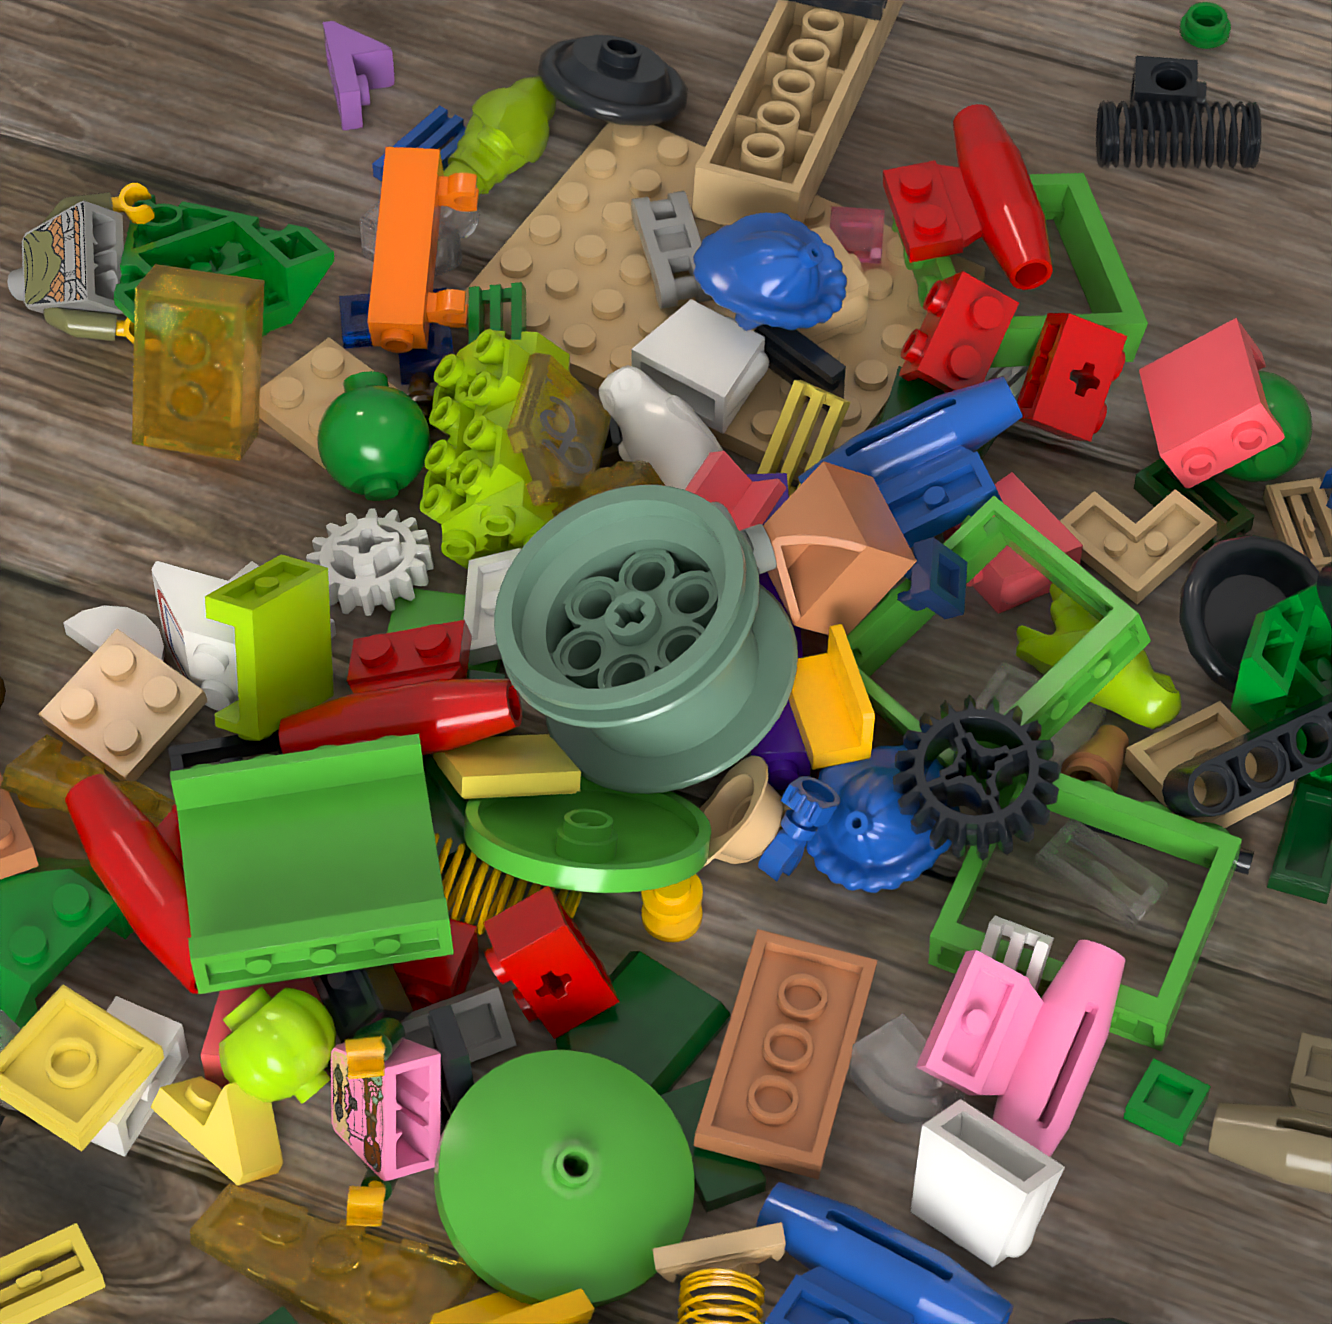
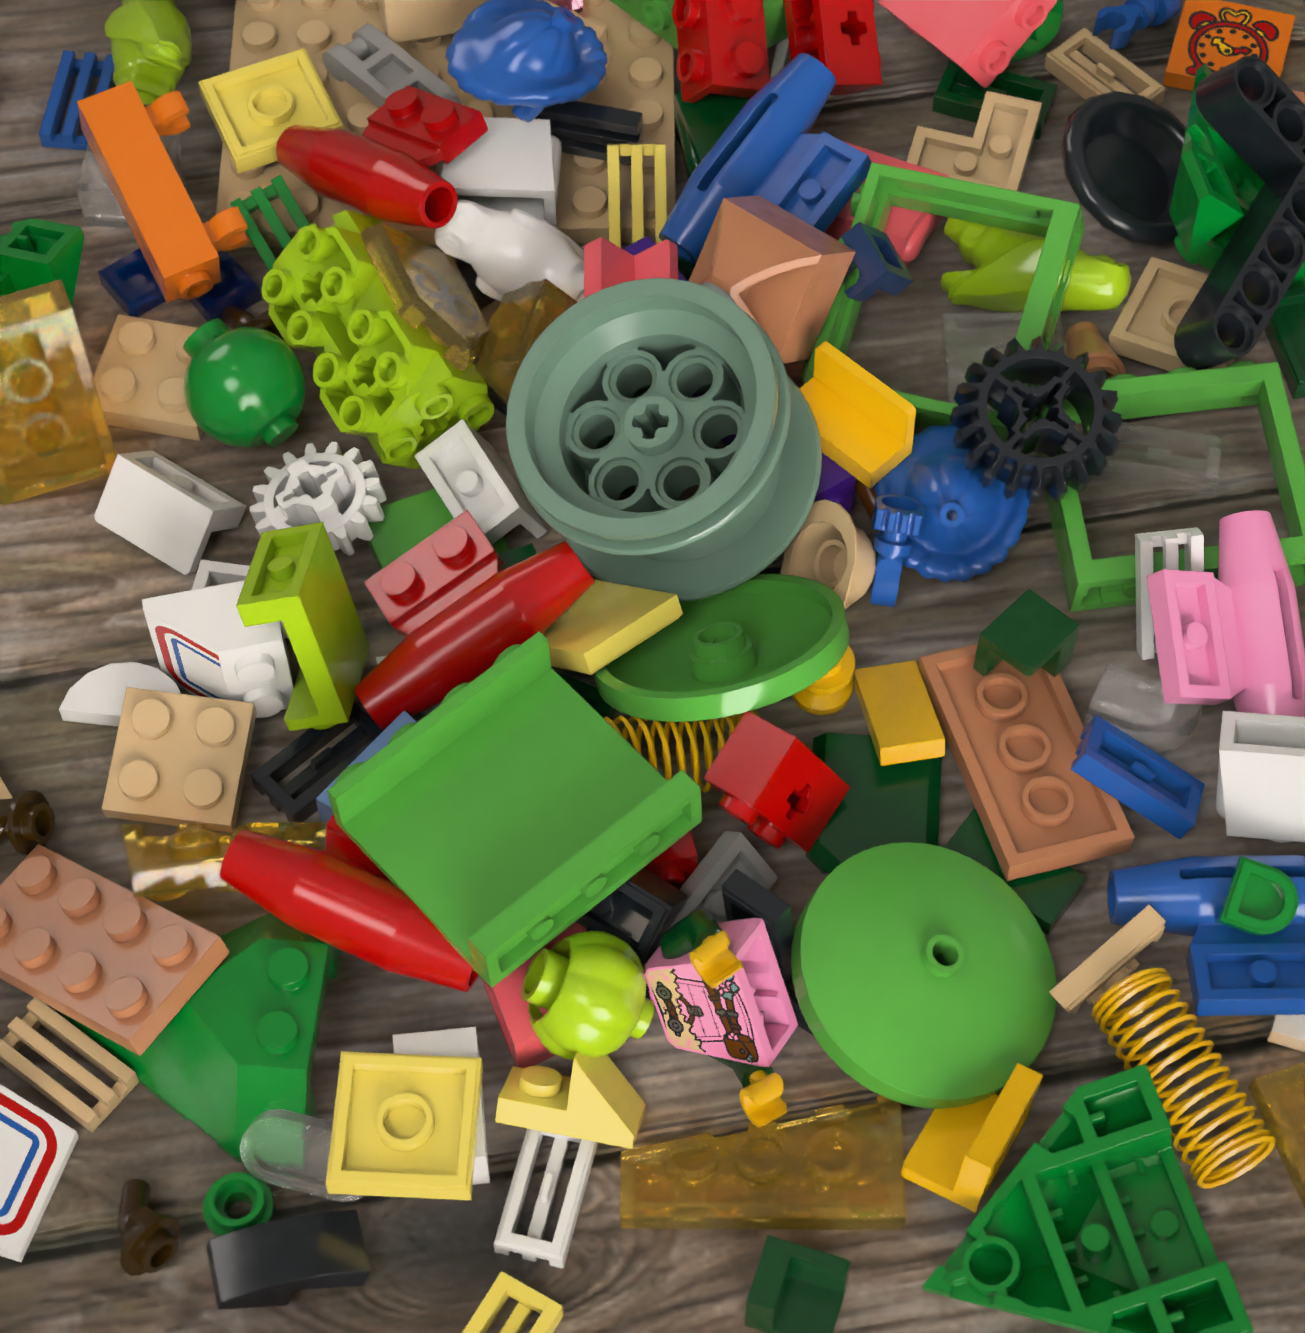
camera: 30 degrees left, 5 degrees up
(137, 1231) = (532, 1245): none -> white tile
(255, 506) = (164, 509): none -> white panel
(560, 228) = (262, 101): none -> light yellow tile
(591, 313) = (388, 164): none -> red plate
(706, 965) = (899, 713): none -> yellow tile
(844, 952) = (1028, 637): none -> dark green panel
(856, 1125) = (1138, 777): none -> blue tile
(876, 1268) = (1258, 899): none -> green tile

